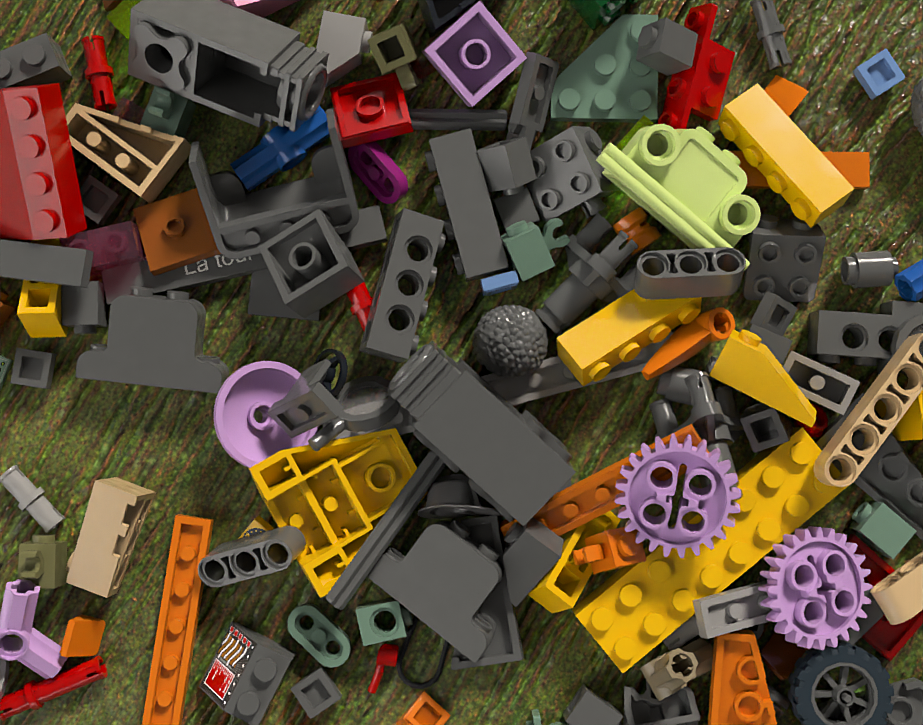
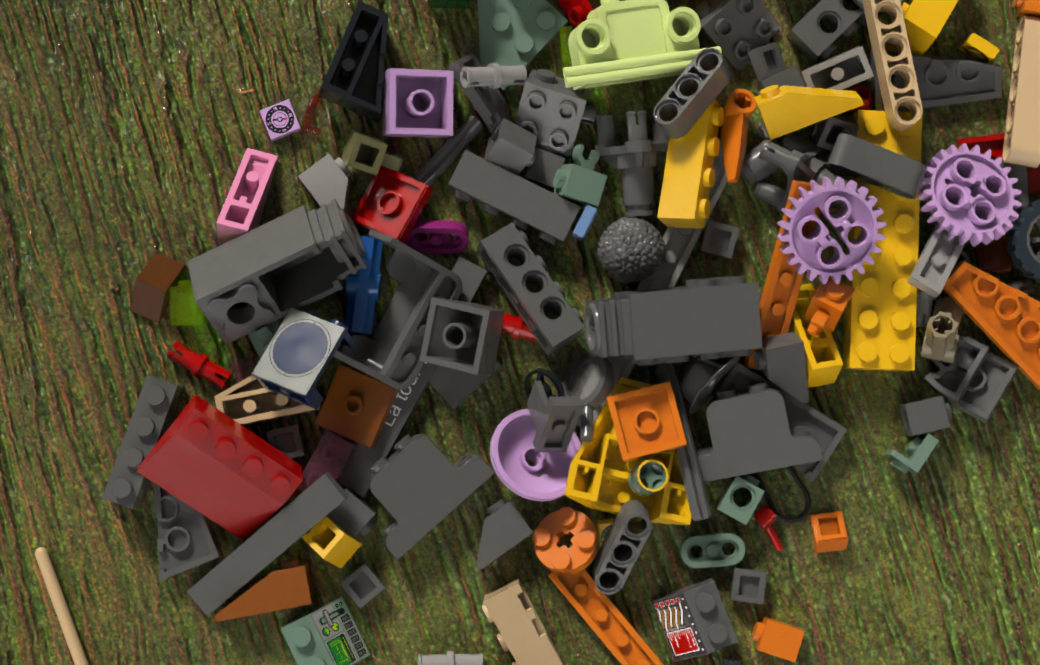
camera: 50 degrees left, 0 degrees up
(169, 139) = (300, 355): none -> panel
(178, 444) = (501, 531): none -> dark grey slope
(208, 486) = (561, 523): none -> orange plate
(334, 527) = (654, 475): none -> sand green wheel
(373, 483) = (646, 421): none -> orange plate
(552, 95) = (493, 76): none -> light grey pin
(586, 408) = (719, 239): none -> dark grey plate
(637, 229) = (630, 99): orange wheel -> none
(769, 486) = (877, 166): none -> dark grey beam
(881, 528) = (969, 117): sand green brick -> none

